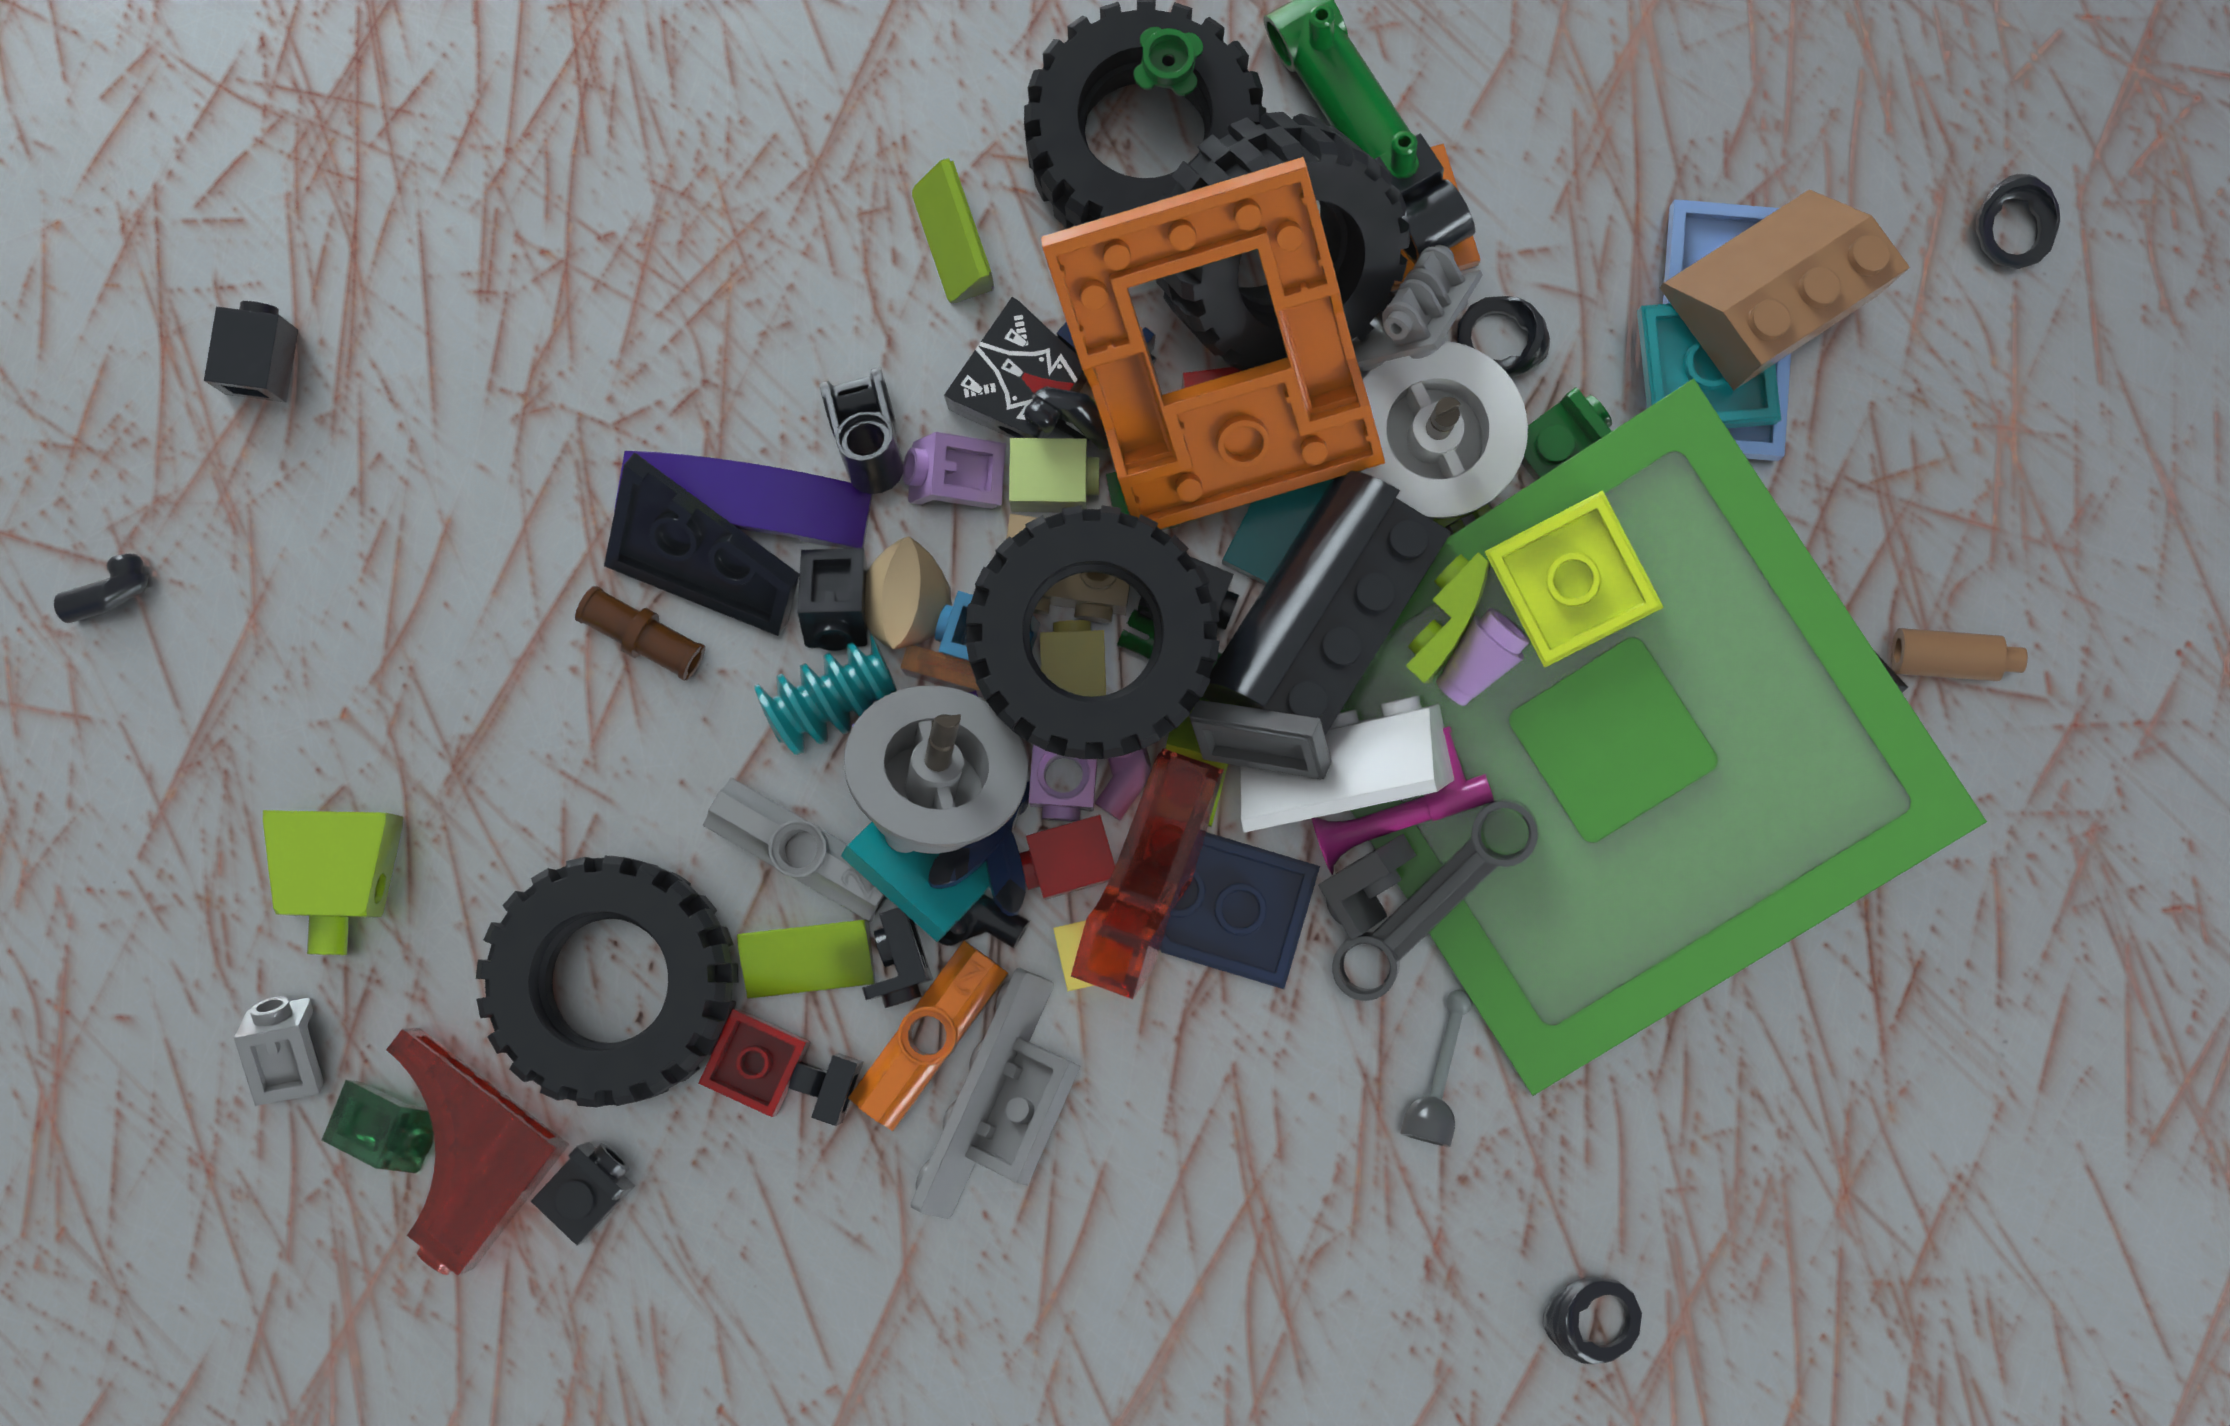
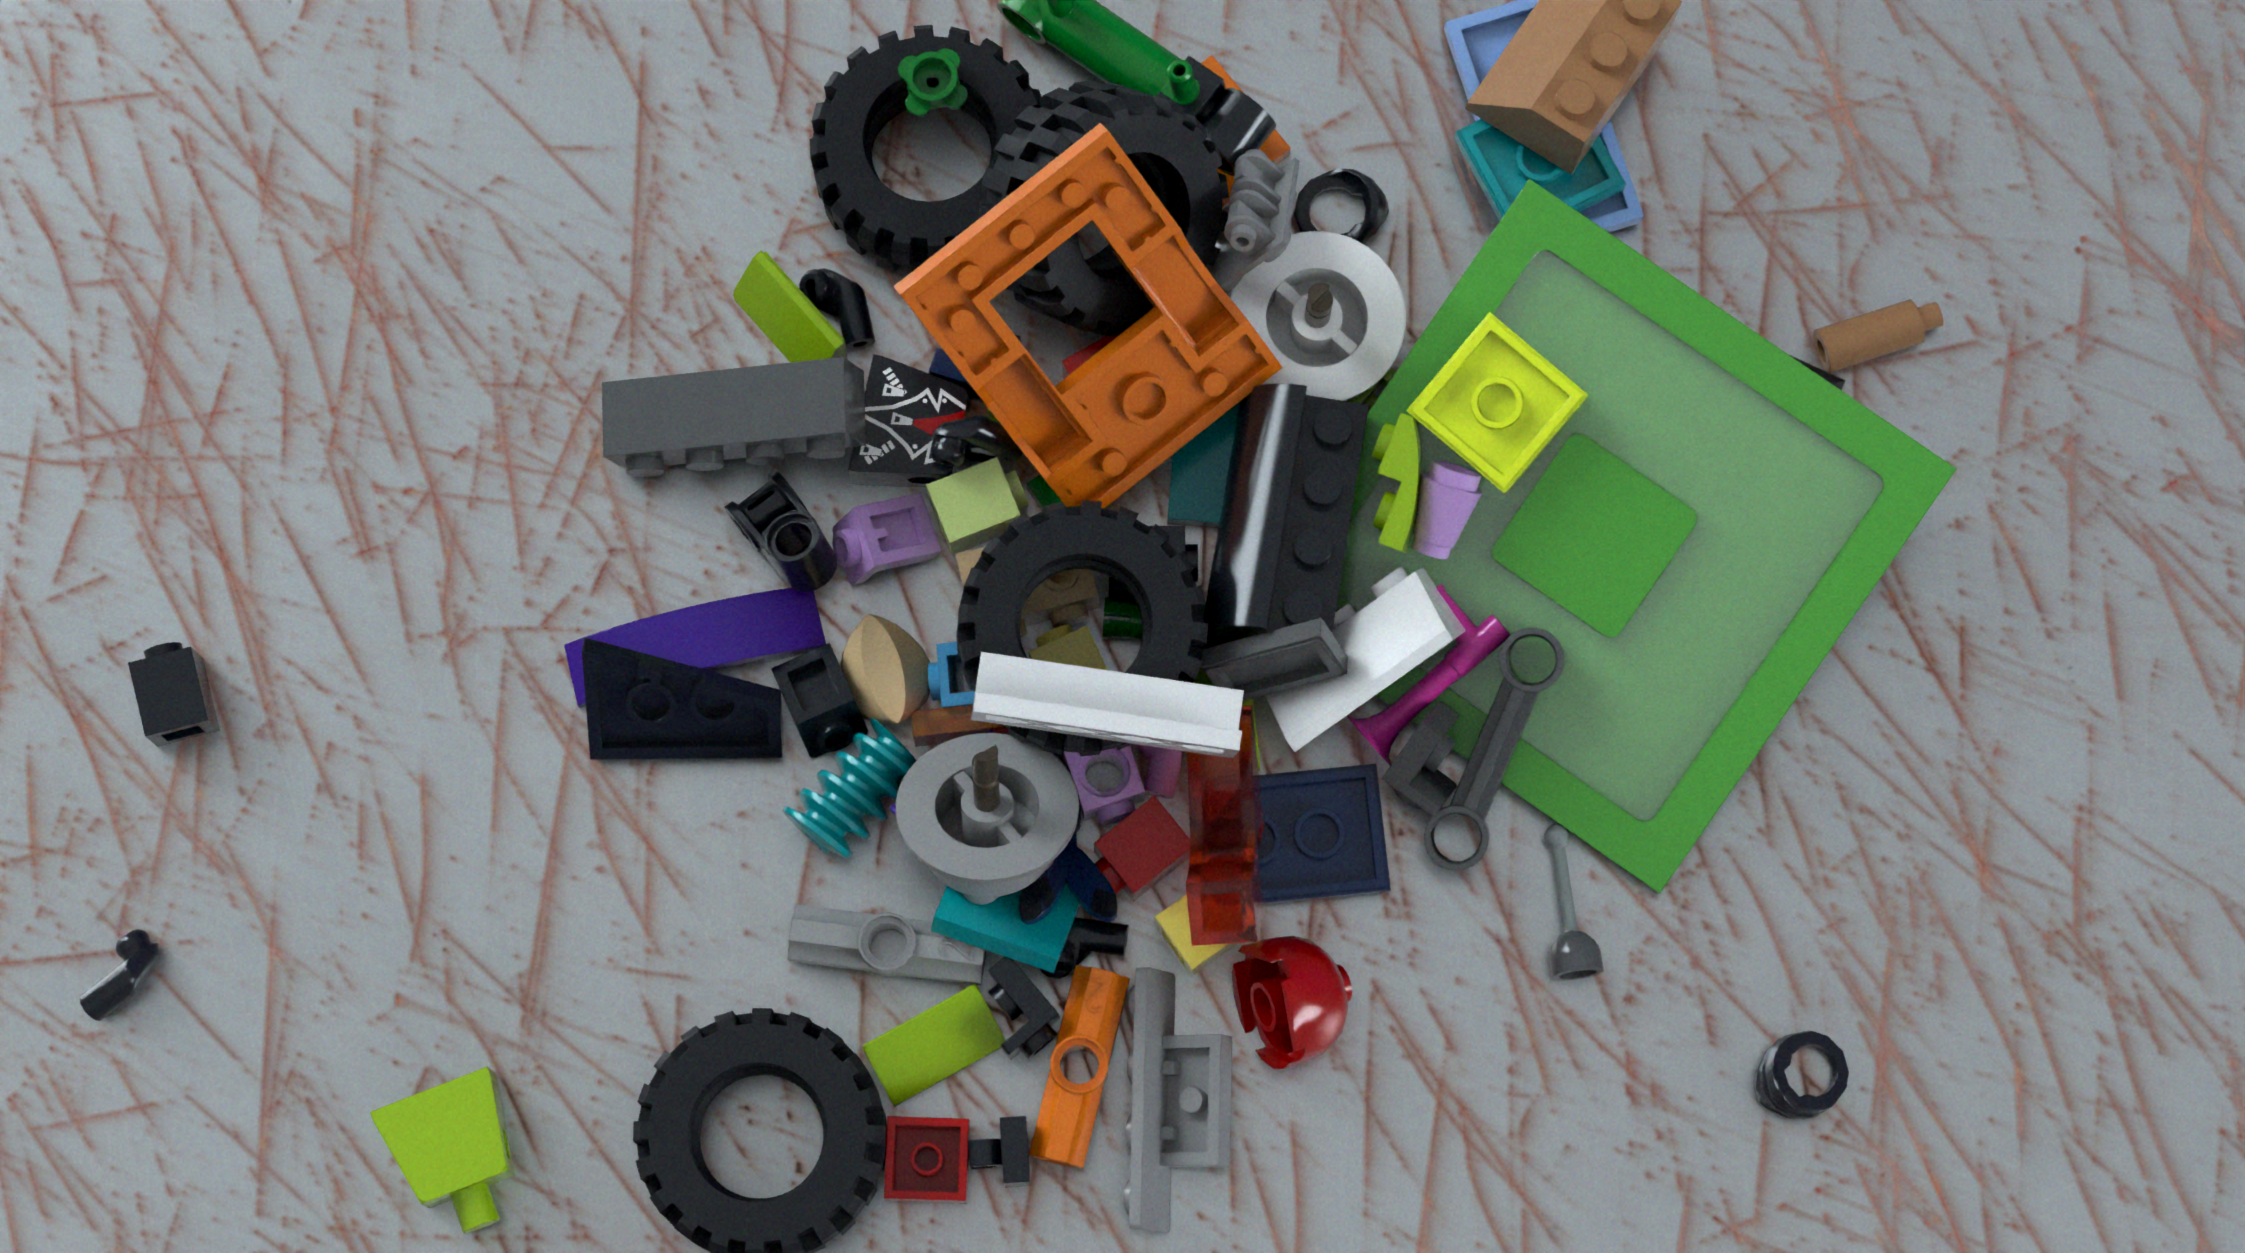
camera: 25 degrees left, 5 degrees down
(640, 632) = (651, 807): reddish brown pin -> none
(860, 301) = (734, 415): none -> dark grey brick
(1009, 236) = (842, 300): none -> black arm
(1081, 720) = (1108, 705): none -> white fence
(1152, 1055) = (1292, 997): none -> red cylinder
(1564, 432) = (1433, 274): green bracket -> none

